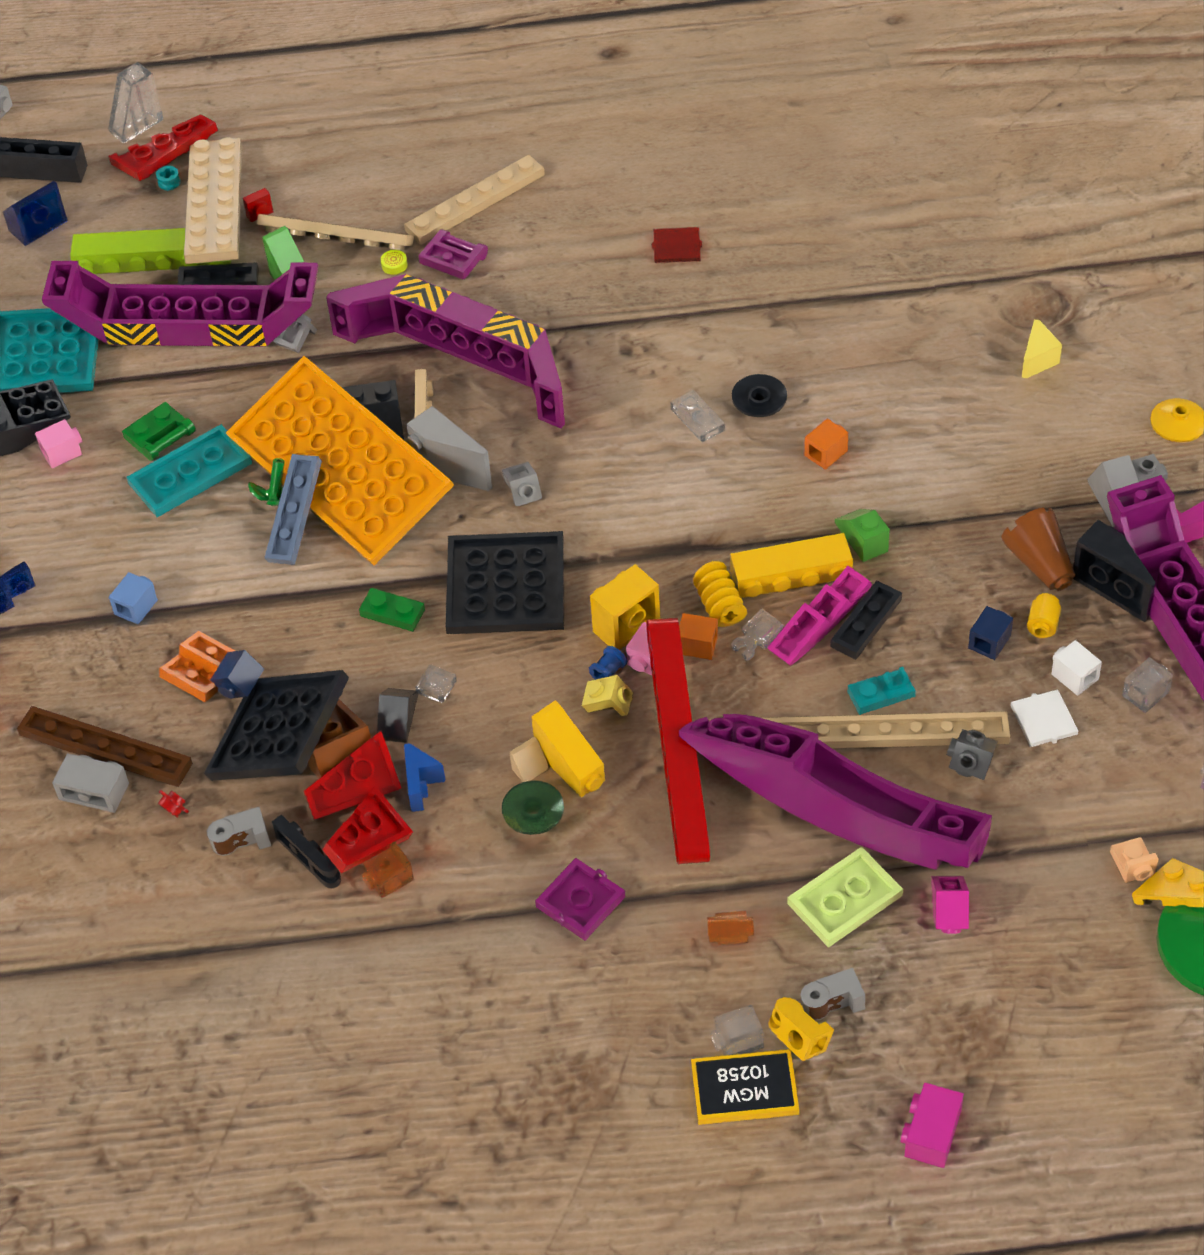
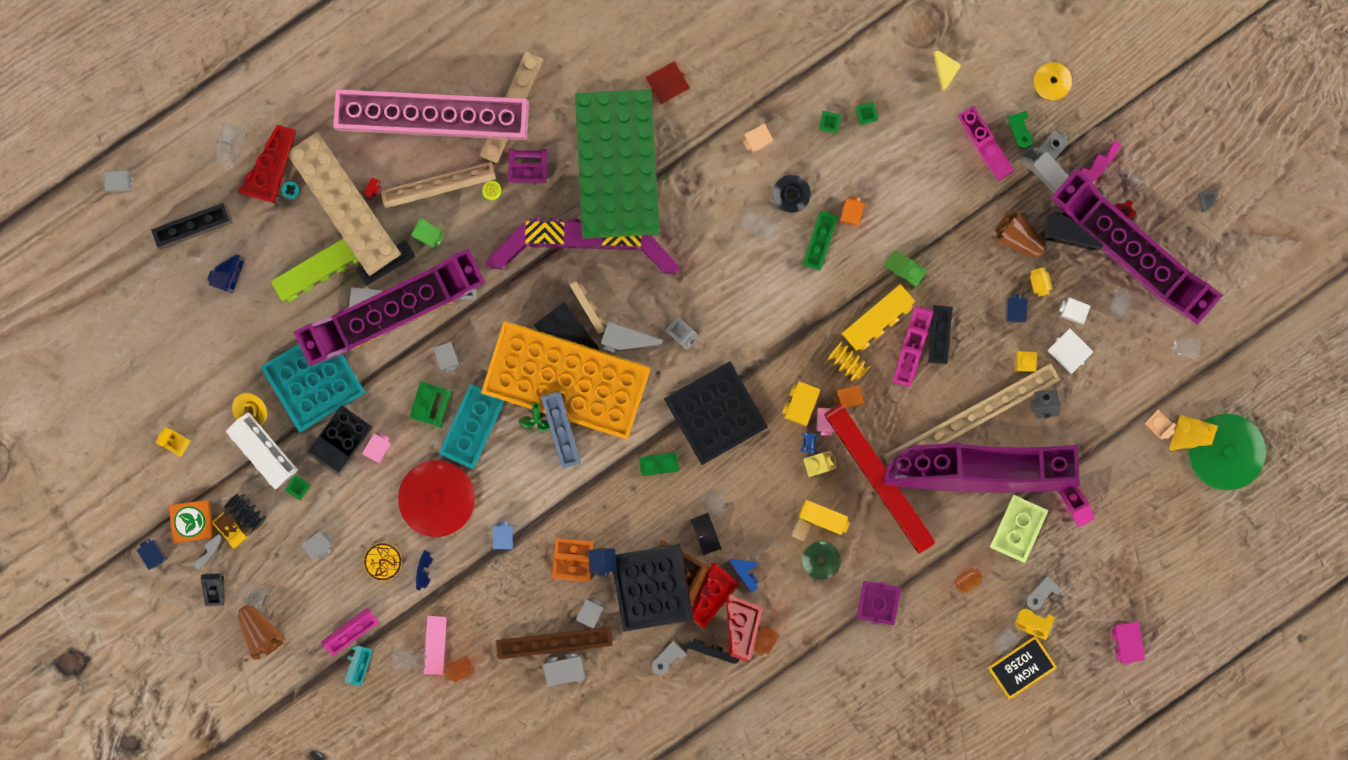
camera: 30 degrees left, 35 degrees up
(87, 529) = (436, 498): none -> red dish
(172, 803) = (618, 659): red plate -> none
(177, 729) = (590, 612): none -> light grey brick
(215, 388) = (446, 357): none -> light grey brick
(378, 158) = (431, 114): none -> bright pink brick
(557, 275) = (617, 164): none -> green plate
(751, 328) = (757, 138): none -> light nougat brick
(758, 632) = (884, 374): clear plate -> none
(765, 458) = (820, 240): none -> green plate
(854, 347) = (829, 122): none -> green plate
(881, 691) = (971, 379): teal plate -> none
(907, 357) = (866, 114): none -> green plate
(970, 692) = (1025, 361): none -> yellow brick
(1048, 439) = (985, 143): none -> dark pink slope
(1107, 437) = (1019, 131): none -> green leg

